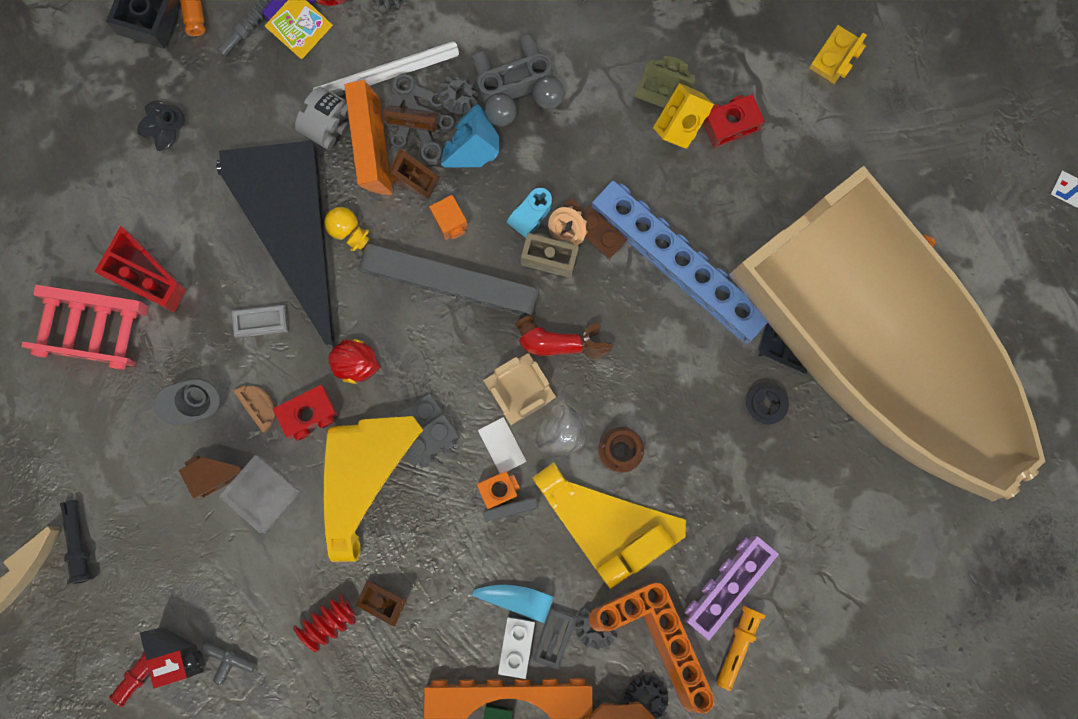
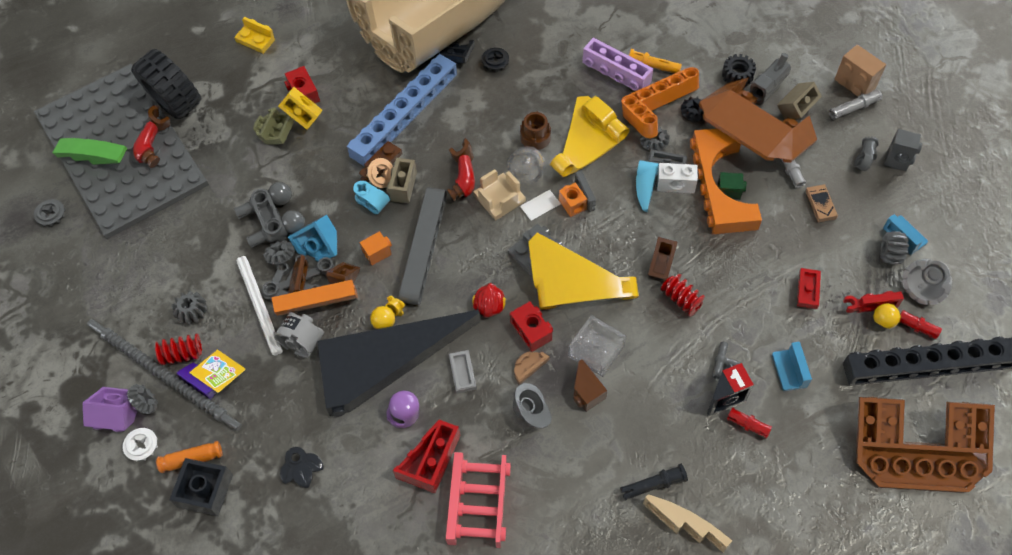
camera: 90 degrees left, 20 degrees down
(212, 245) = (405, 407): none -> medium lavender helmet

